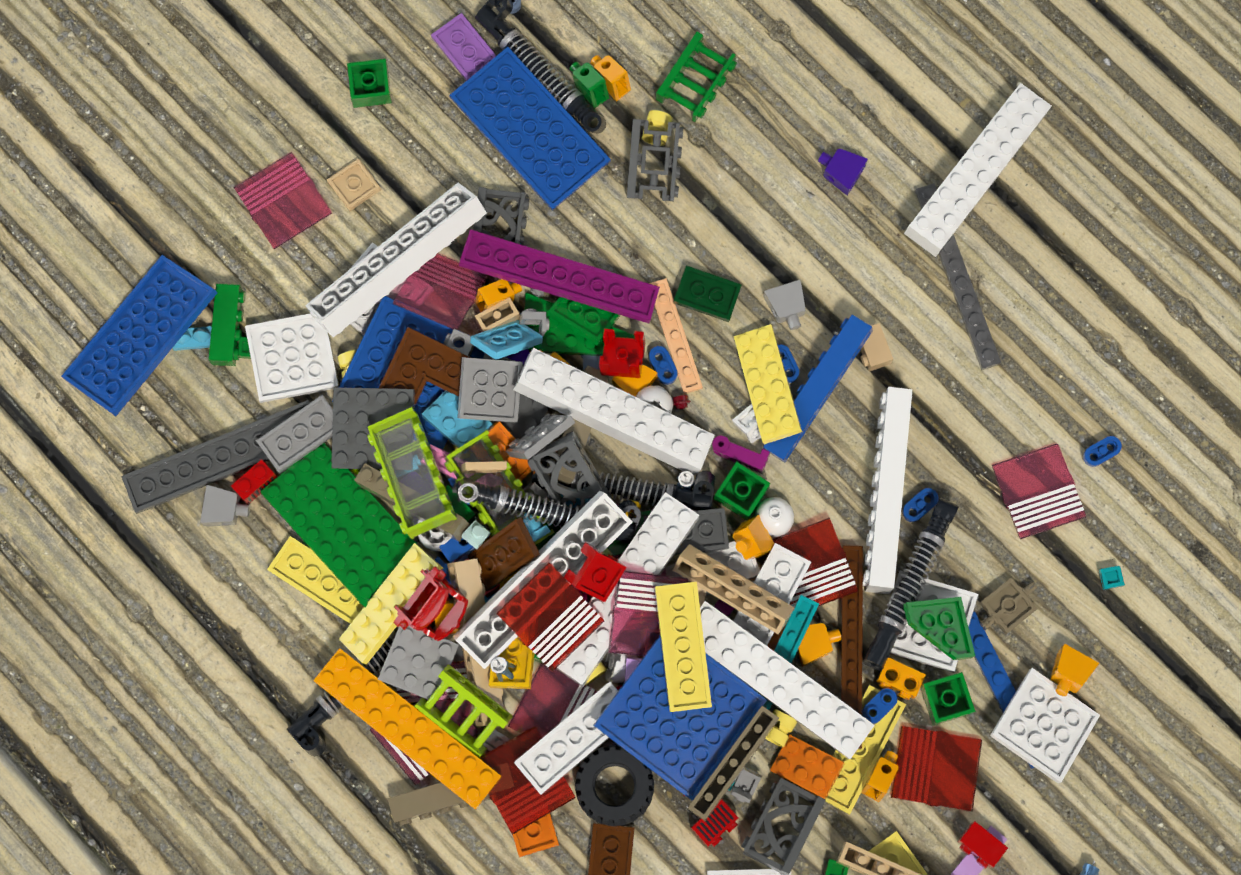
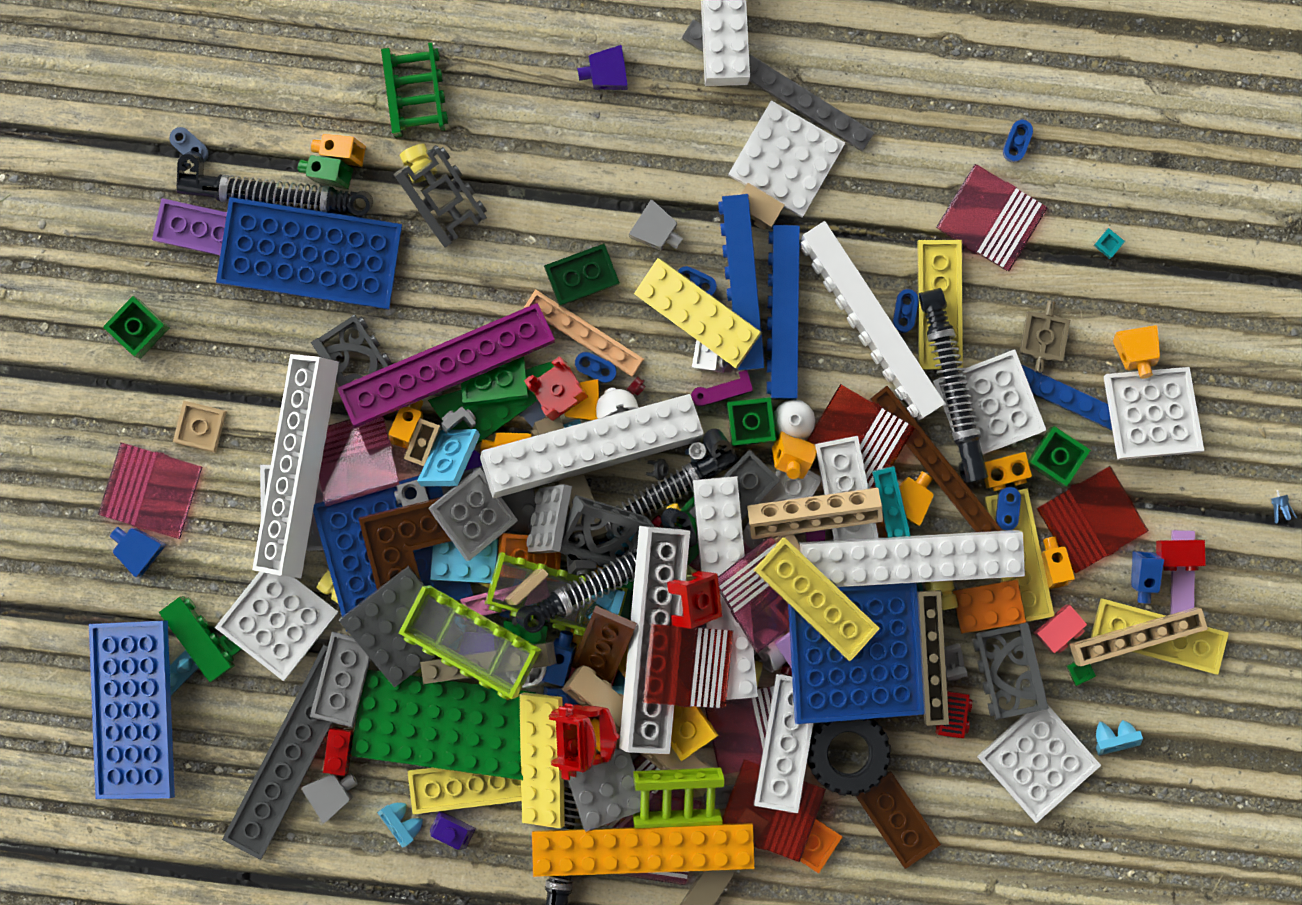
camera: 40 degrees left, 10 degrees up
(238, 231) = (136, 549): none -> blue torso
(249, 577) = (404, 831): none -> medium azure tile
(284, 604) = (451, 831): none -> dark purple torso
(475, 534) = (565, 645): light aqua plate -> none
(500, 666) = (681, 741): piece -> none
(649, 472) = (661, 469): none -> dark grey plate
(830, 435) = (784, 312): none -> blue brick
(846, 827) = (1061, 629): none -> coral brick
(922, 331) = (787, 158): none -> white plate
(943, 625) = (1009, 401): green plate -> none
(947, 832) = (1146, 566): none -> blue torso
(972, 494) = (940, 268): none -> light yellow plate

